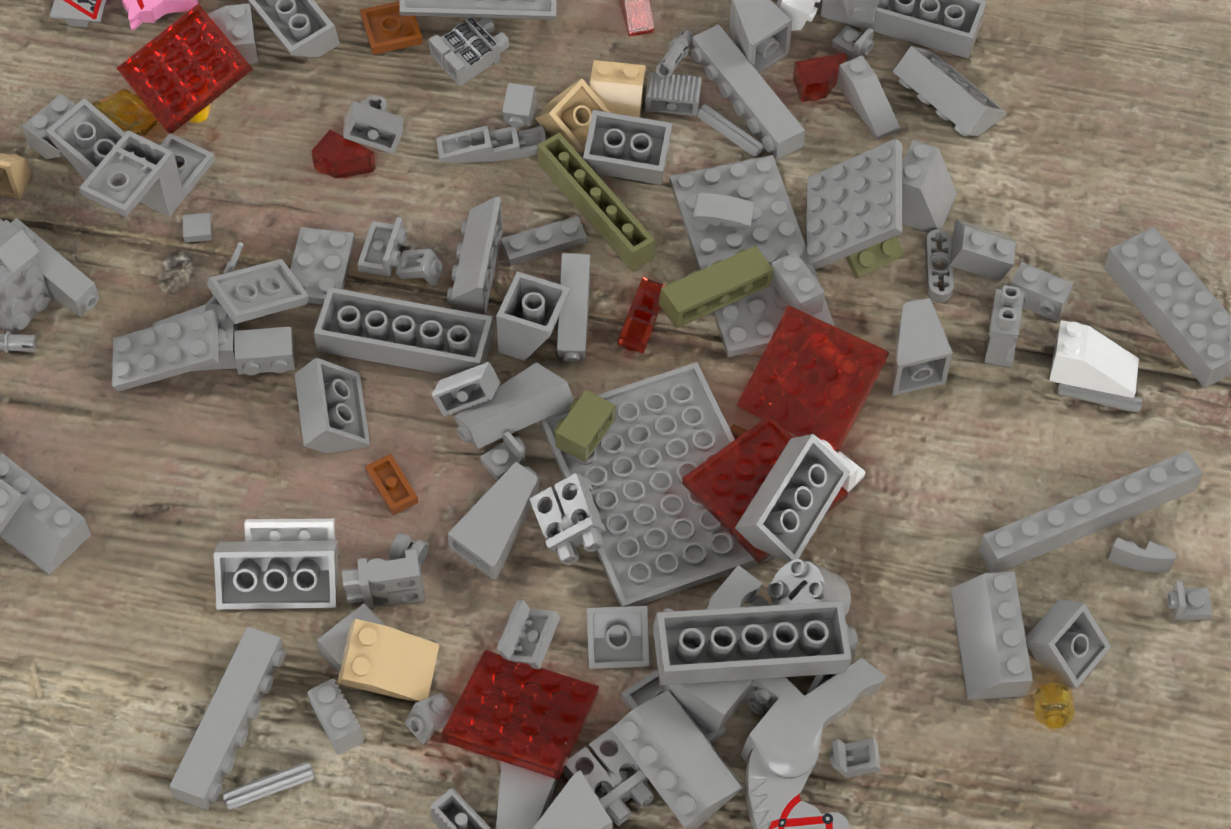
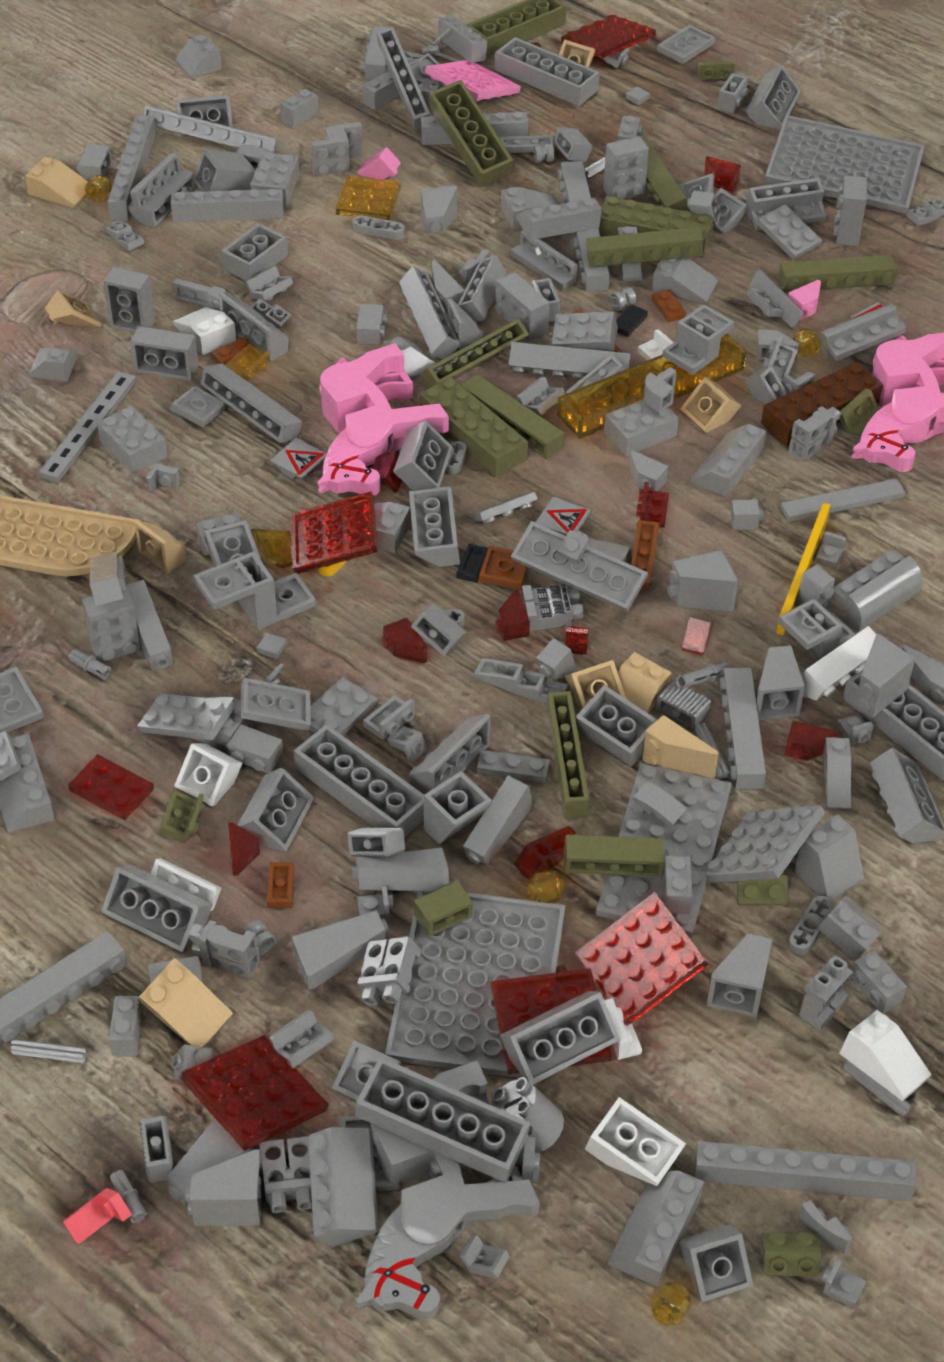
camera: 30 degrees right, 10 degrees down
(129, 468) = (111, 787): none -> clear red plate
(229, 402) = (207, 773): none -> white slope
(234, 461) = (181, 816): none -> olive bracket
(322, 464) = (243, 848): none -> clear red slope
(351, 37) = (471, 563): none -> black tile
(439, 79) = (513, 618): none -> clear red slope
(519, 70) = (577, 639): none -> clear red slope
(665, 352) = (545, 887): none -> clear yellow head
(706, 144) = (677, 749): none -> tan slope
(922, 569) = (634, 1143): none -> white slope
(1127, 597) = (791, 1254): none -> olive bracket

